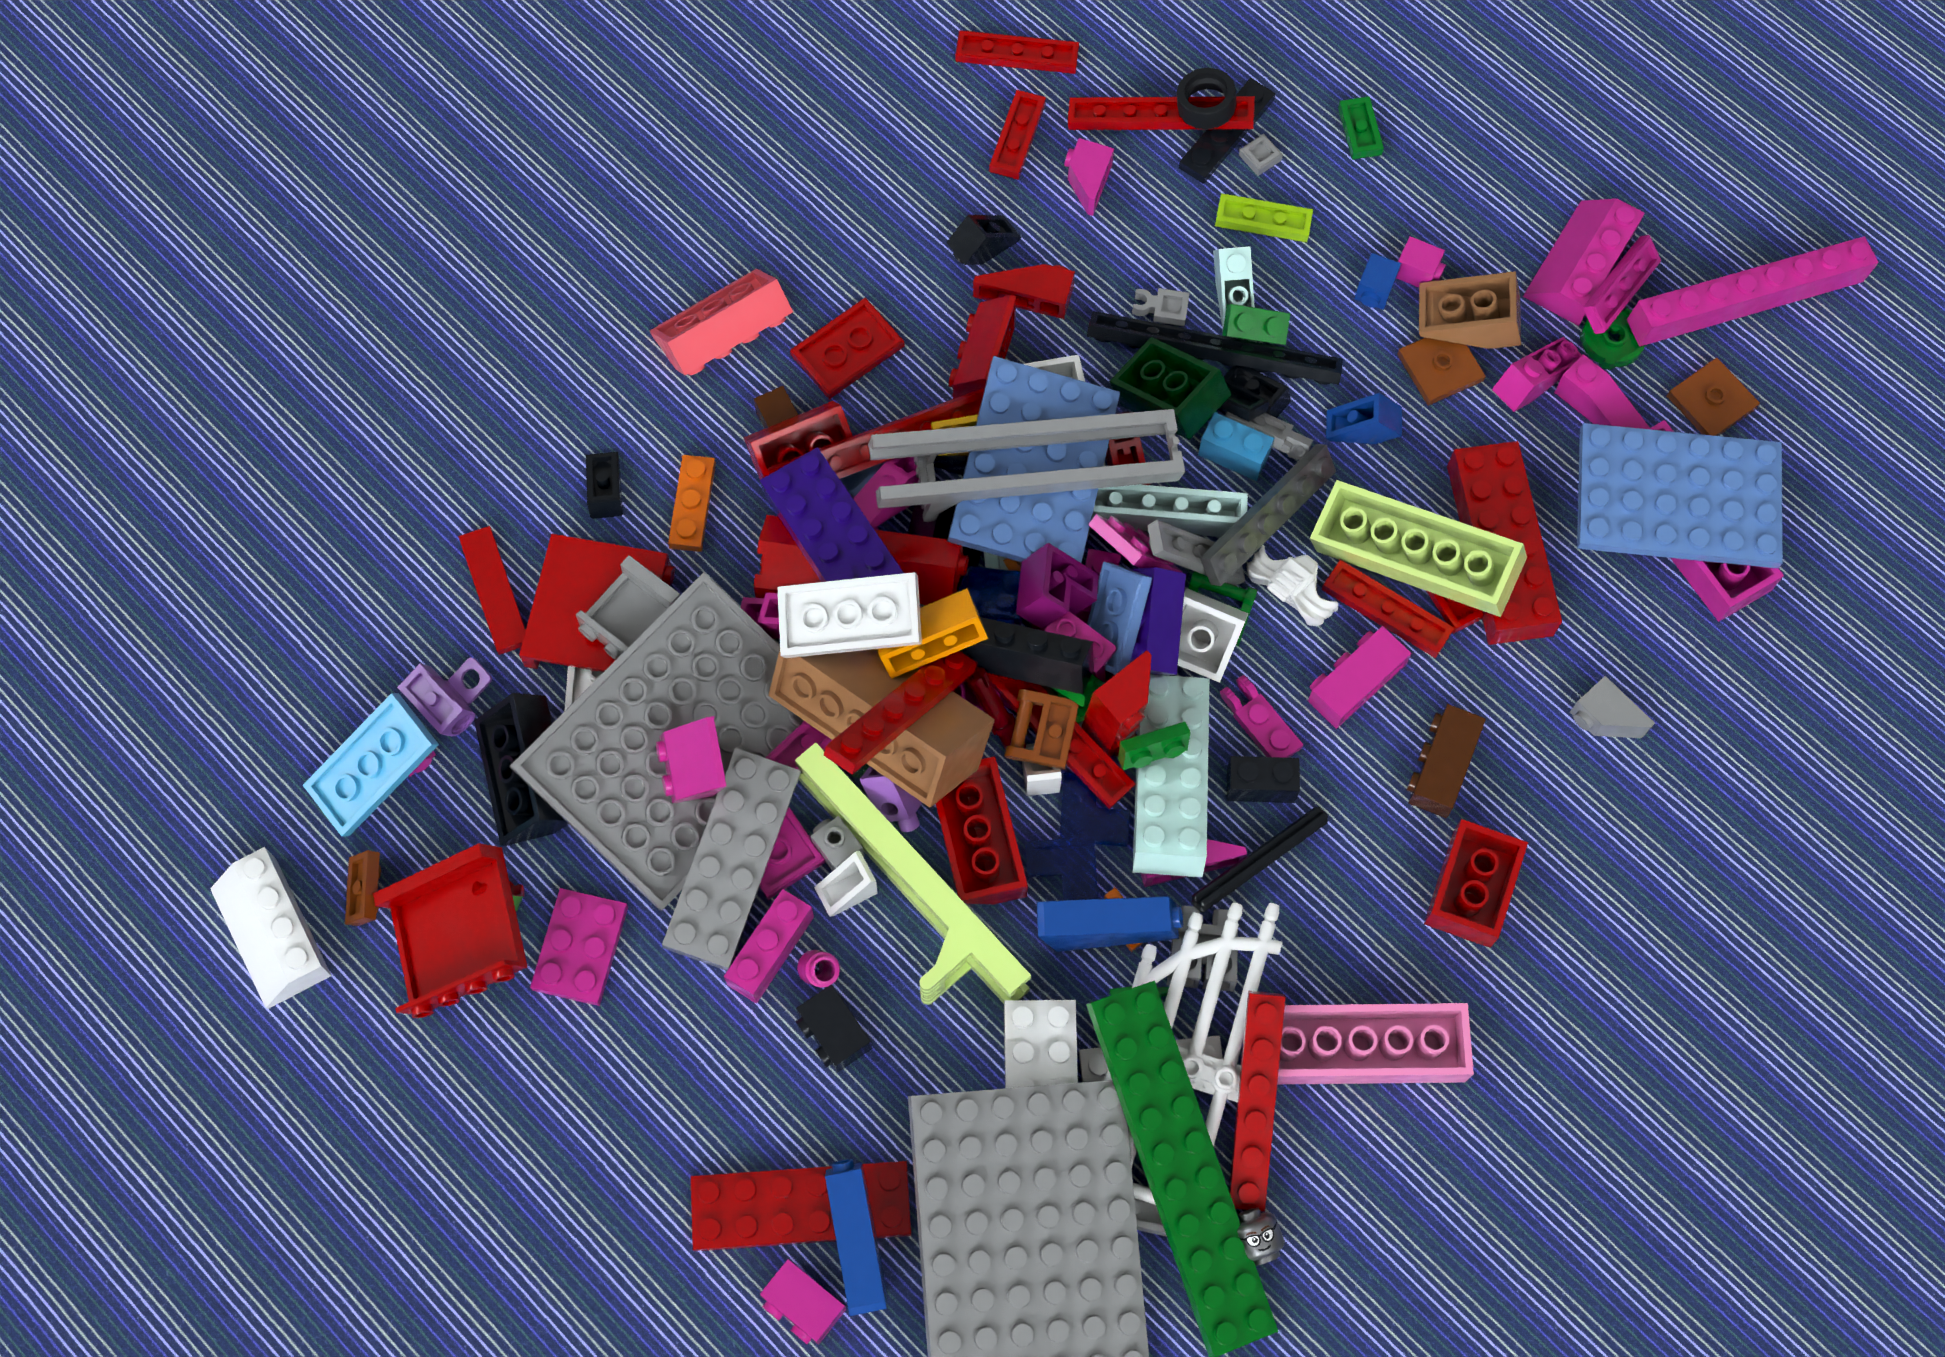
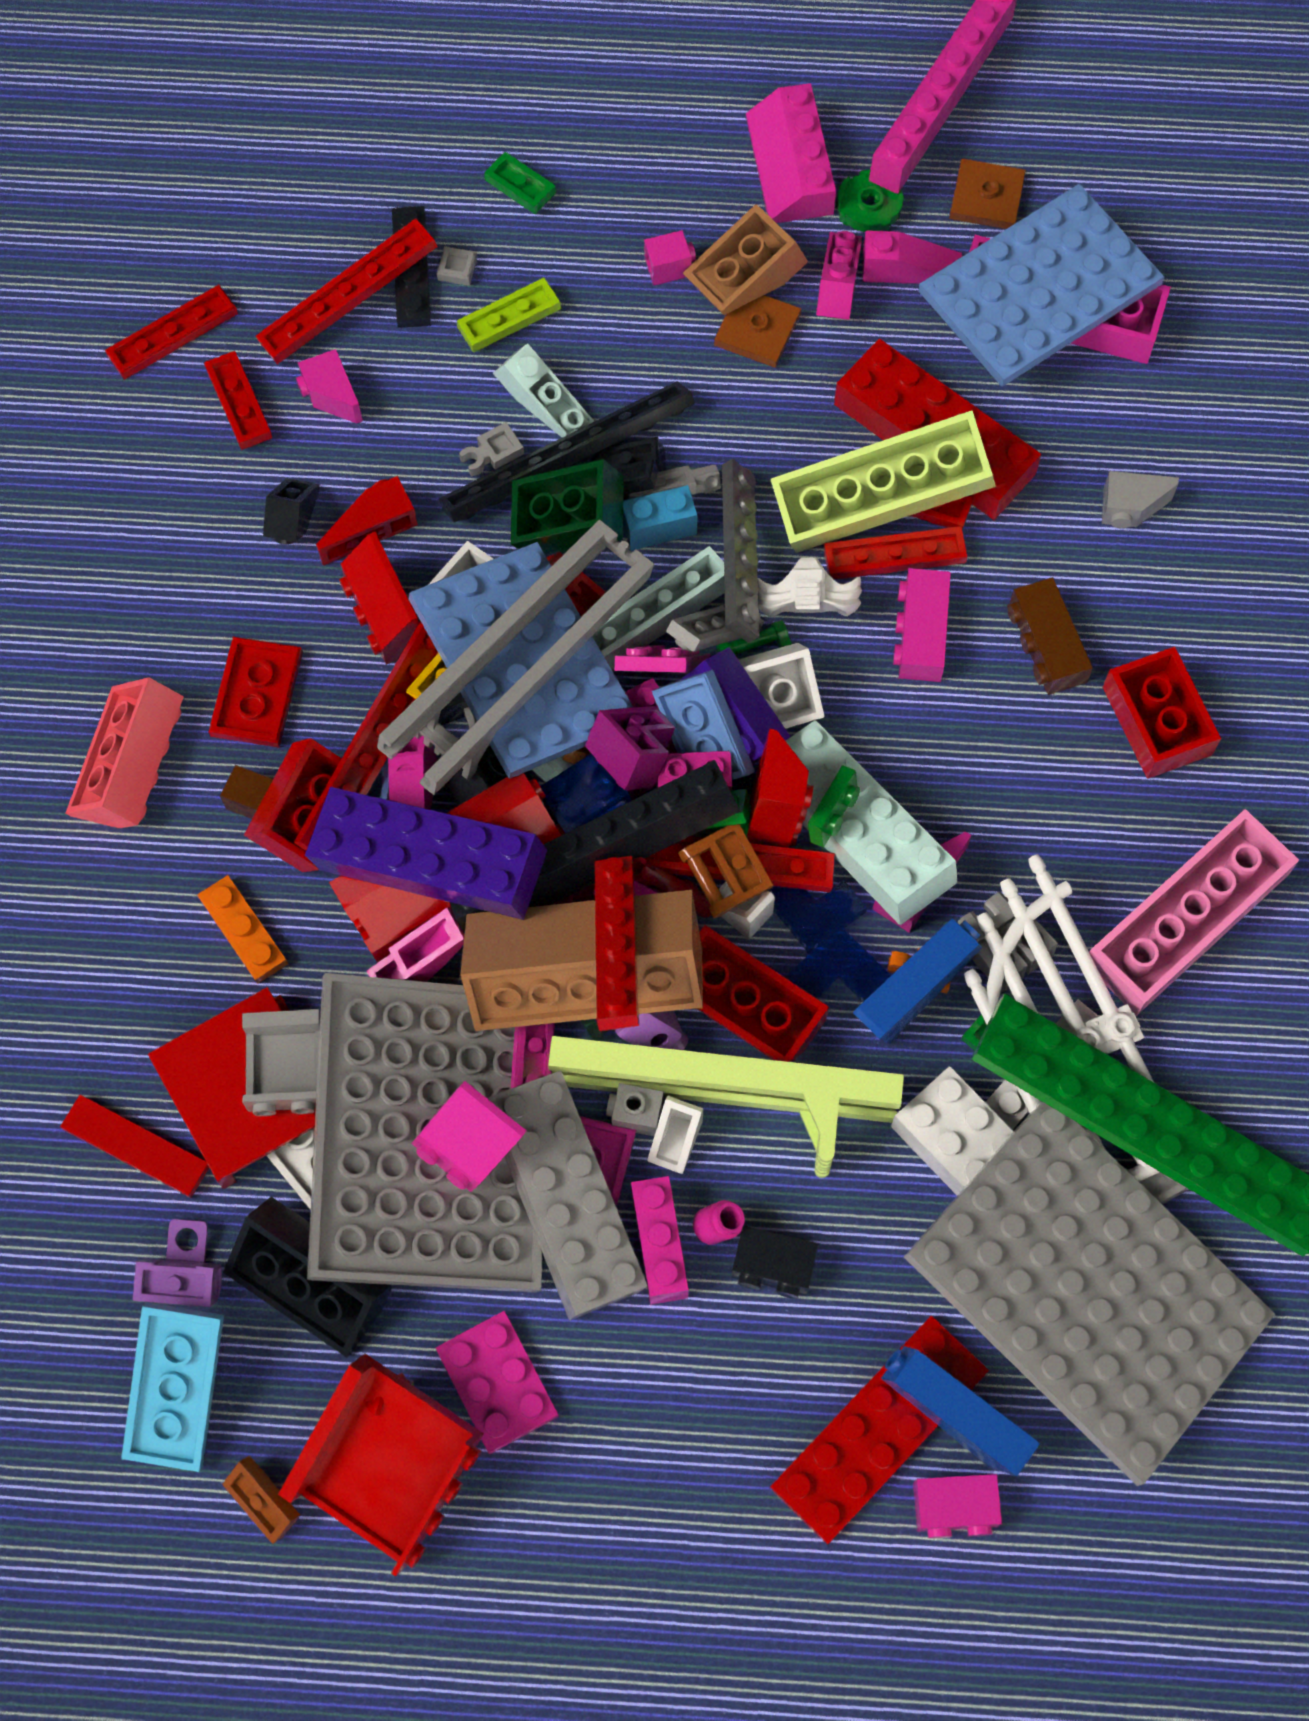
camera: 40 degrees left, 0 degrees up
(269, 928) = (207, 1609): white slope -> none
(604, 485) = (149, 976): black slope -> none
(849, 615) = (503, 900): white plate -> none
(945, 629) = (577, 862): light orange brick -> none
(1200, 80) = (368, 230): black tyre -> none
(1256, 324) = (584, 406): green plate -> none
(1256, 1099) = (1159, 1019): red plate -> none
(1259, 859) = (982, 833): black axle -> none
(1260, 1236) = (1255, 1126): flat silver head -> none
(1261, 721) = (880, 723): dark pink hinge -> none
(1263, 779) = (926, 767): black brick -> none
(1365, 421) = (741, 417): blue slope -> none
(1377, 281) = (648, 297): blue brick -> none
(1621, 284) = (843, 153): dark pink tile -> none

